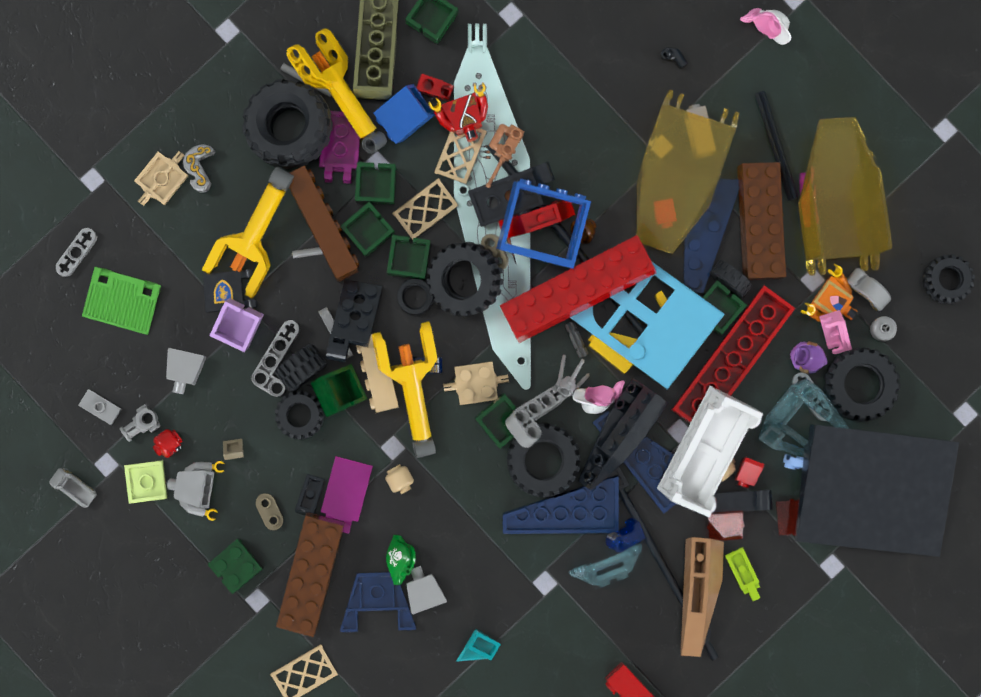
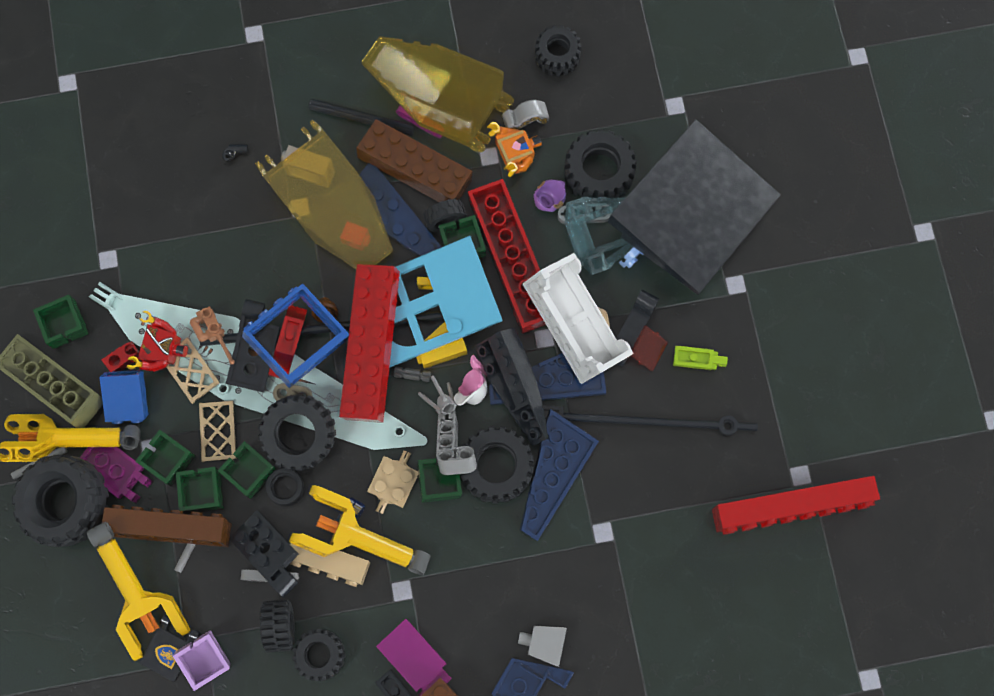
camera: 55 degrees left, 10 degrees down
(161, 178) = (30, 645): tan plate -> none
(193, 167) = (35, 608): light grey animal -> none
(272, 351) = (255, 639): light grey beam -> none
(339, 390) = (320, 605): dark green piece -> none
(399, 479) = (432, 601): tan head -> none
(400, 559) = (503, 646): green hat -> none
(479, 647) = (624, 626): teal slope -> none
(589, 573) = (623, 444): clear light blue windscreen -> none
(625, 537) = (606, 435): clear blue leg -> none
(701, 588) = (692, 403): medium nougat wedge -> none
(748, 472) = (615, 300): slope -> none
(771, 23) = (261, 60): bright pink hair -> none
(787, 516) = (673, 292): clear red piece -> none
(835, 332) = (543, 160): bright pink hinge -> none
(889, 330) = (565, 123): light grey head -> none

